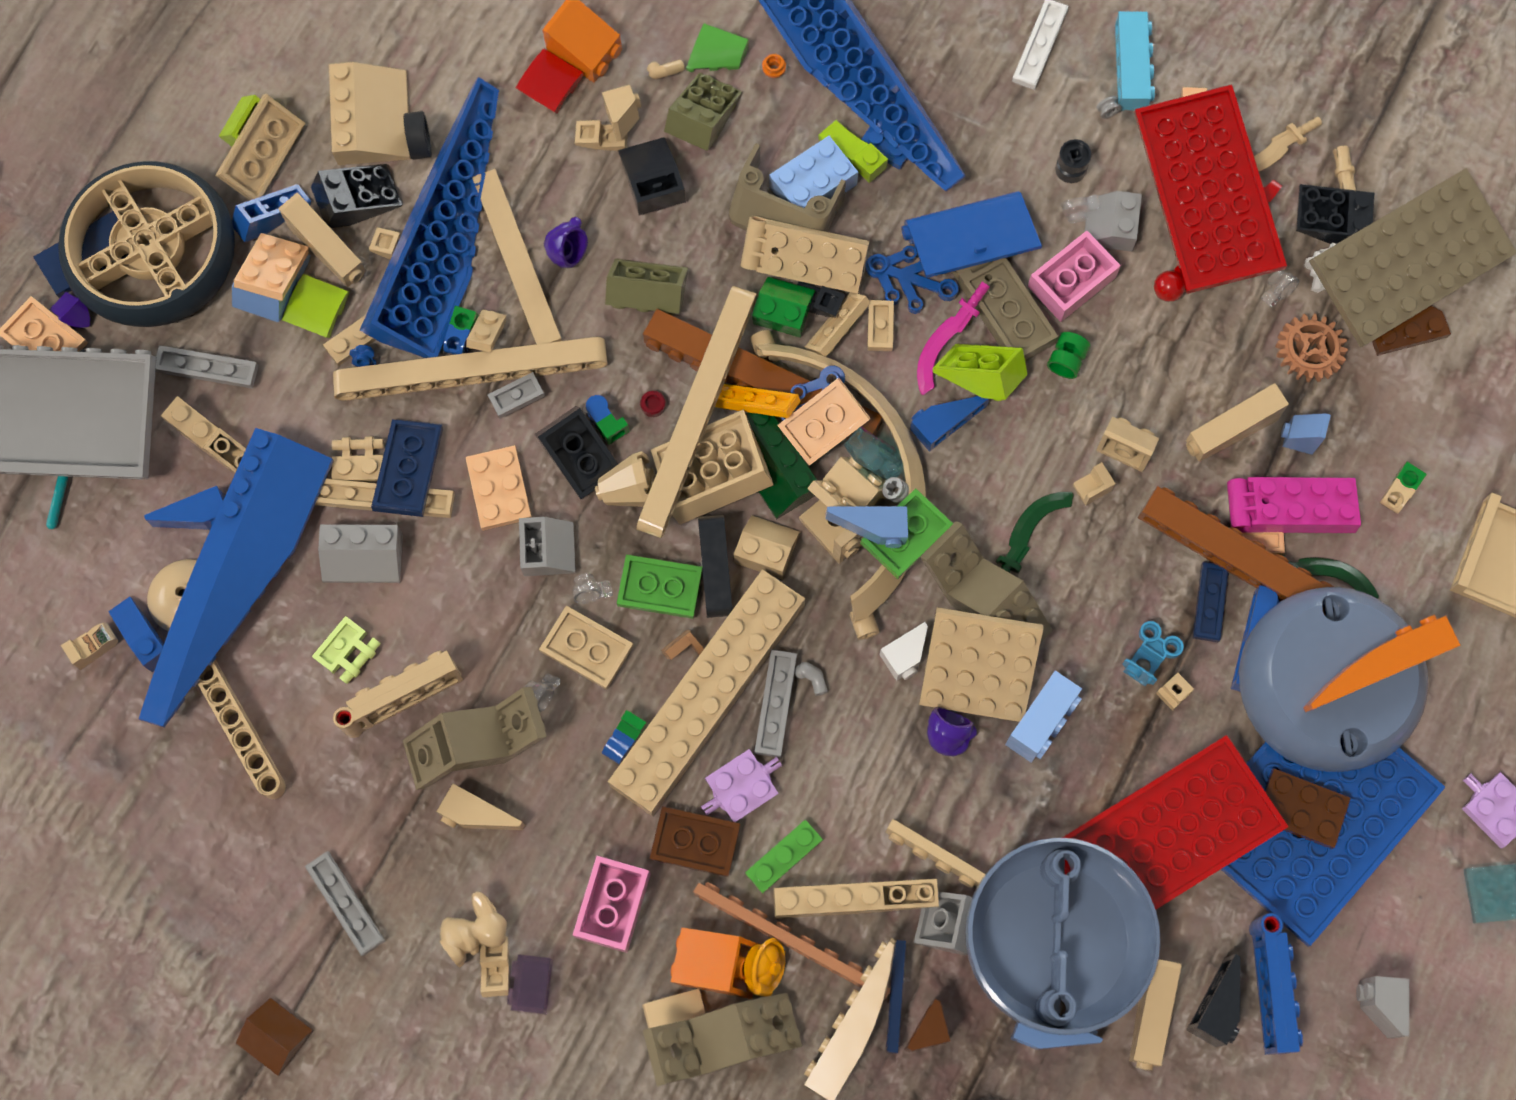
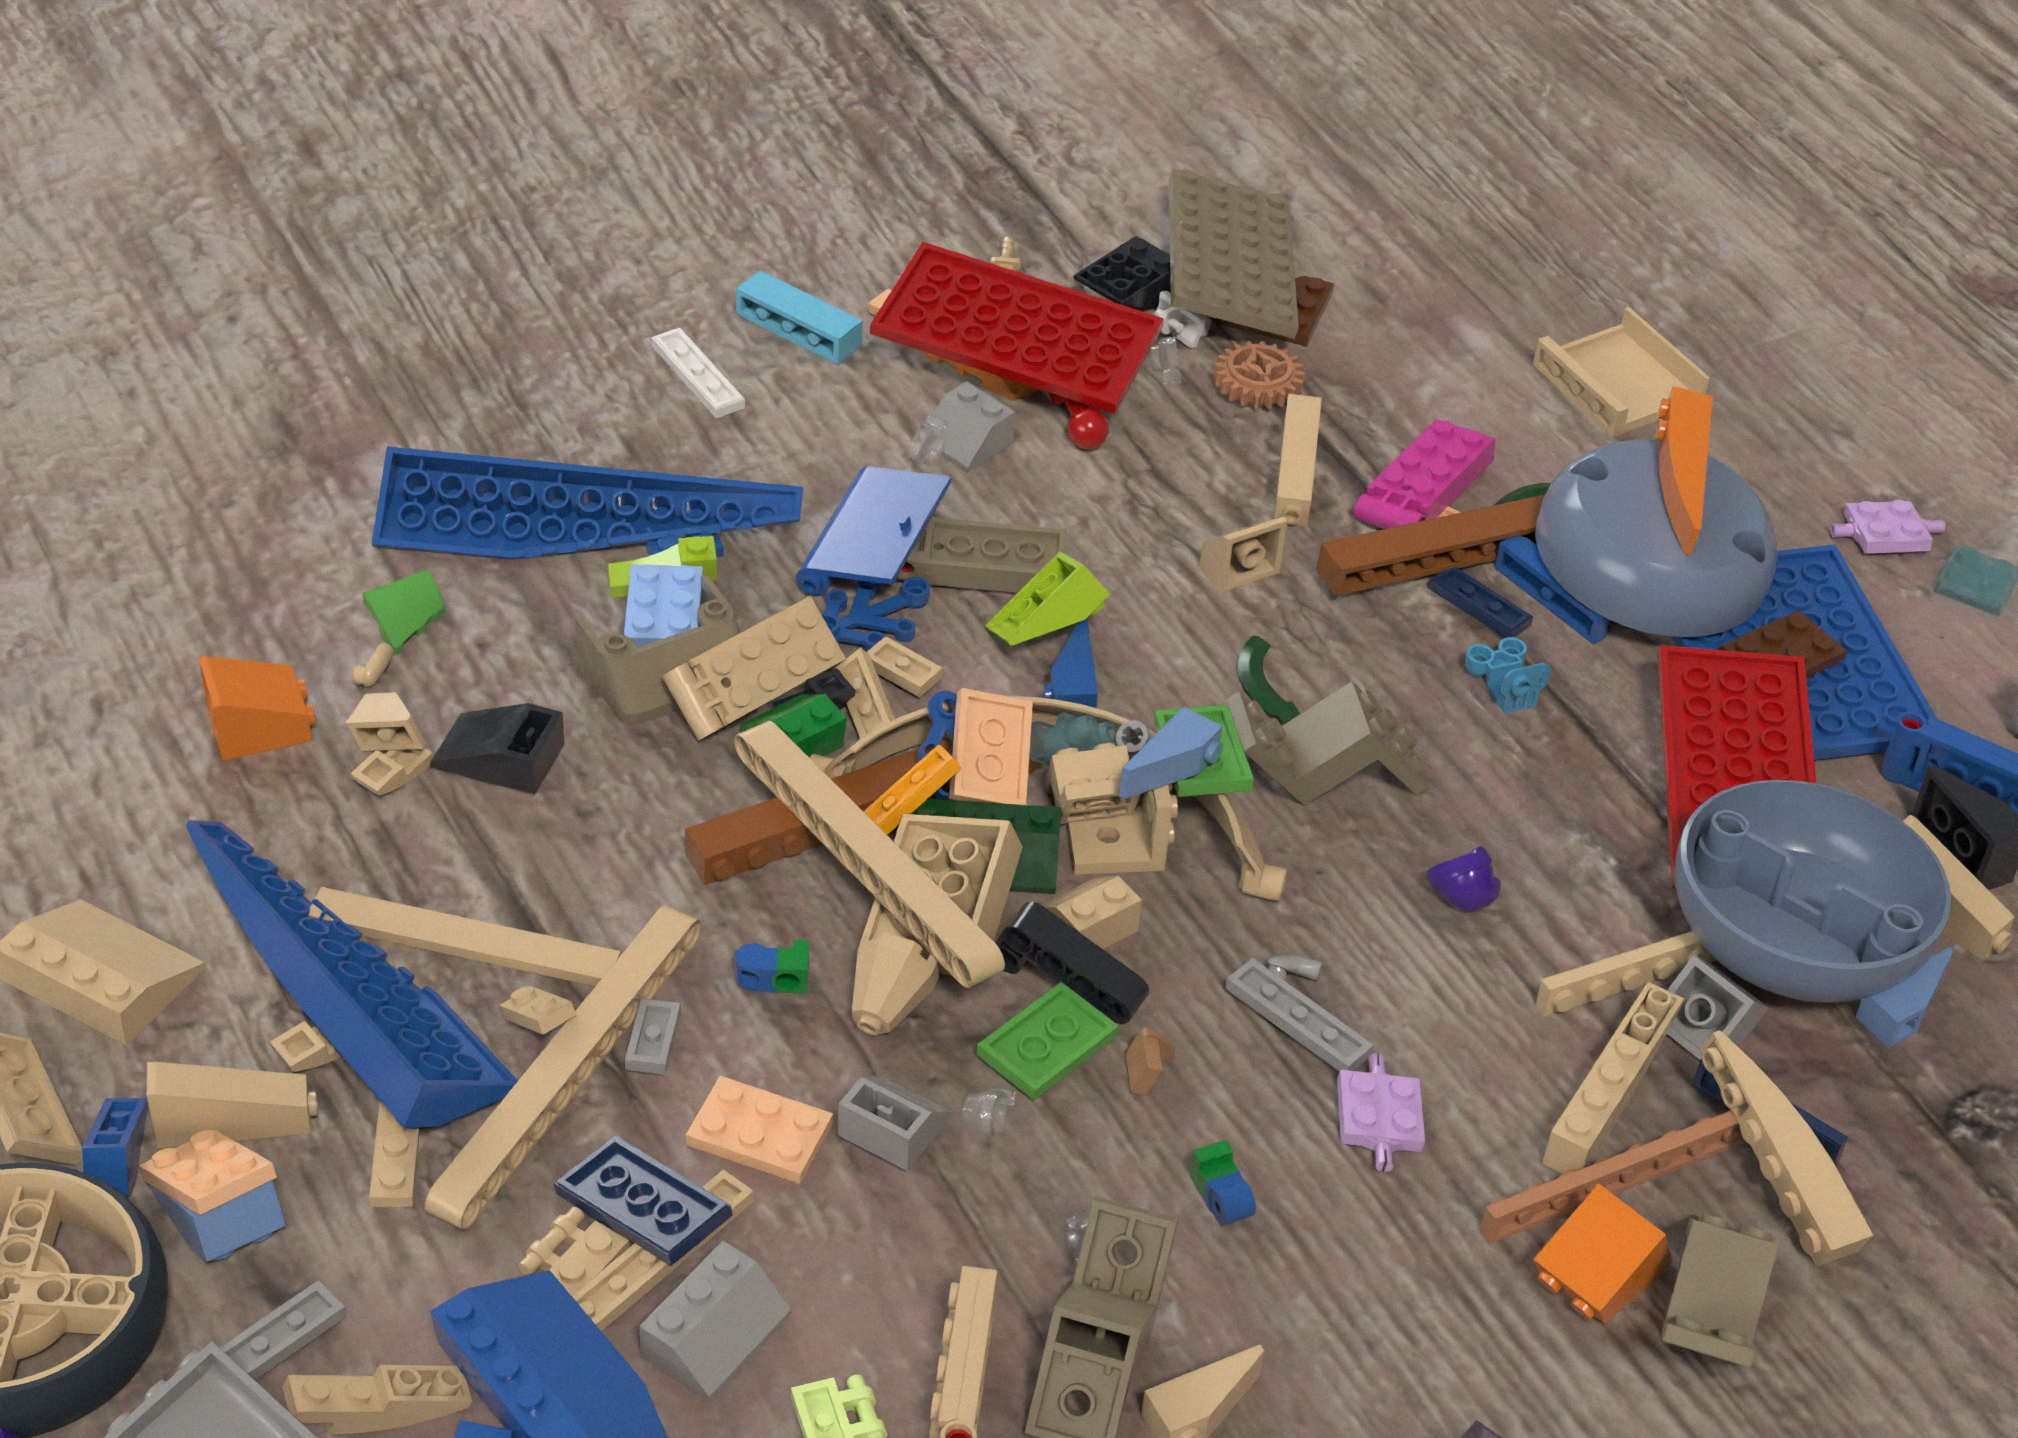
camera: 60 degrees left, 30 degrees down
(315, 305) = (311, 1173): lime slope -> none
(354, 194) = (195, 1033): black slope -> none
(362, 356) = (433, 1160): blue plate -> none
(417, 135) = (196, 921): black tyre -> none
(459, 330) = (507, 1037): leg -> none
(549, 80) = (265, 772): red slope -> none
(566, 243) = (502, 868): dark purple piece -> none
(577, 450) = (788, 1015): black slope -> none
(586, 647) = (1065, 1158): tan plate -> none
(611, 904) = (1447, 1317): bright pink brick -> none
(646, 286) = (640, 832): olive slope -> none
(653, 403) = (795, 918): dark red tile -> none
(674, 1008) = (1635, 1343): tan slope -> none
(695, 841) = (1420, 1194): reddish brown plate -> none
(701, 111) = (469, 662): olive slope -> none
(707, 693) = (1237, 1074): tan brick -> none
(764, 967) = (1649, 1204): light orange piece -> none
(773, 59) = (480, 575): orange plate -> none
(783, 856) = (1505, 1124): bright green plate -> none
(905, 653) = (1335, 865): white slope -> none
(930, 1031) = (1833, 1084): reddish brown slope -> none
(943, 334) = (969, 622): dark pink sword -> none
(980, 664) = (1413, 792): tan plate -> none
(1044, 717) = (1516, 785): light blue brick -> none
(1068, 356) = (1094, 540): green wheel -> none
(1073, 161) = (868, 414): black wheel -> none
(1073, 276) = (1006, 480): bright pink brick -> none
(1094, 484) = (1264, 606): tan panel -> none
(1108, 107) = (832, 361): light grey bush -> none
(1170, 698) = (1565, 680): tan piece -> none
(1305, 432) = (1355, 421): medium blue slope -> none
(1344, 168) = (1082, 253): tan pin -> none
(1402, 487) = (1477, 401): leg -> none

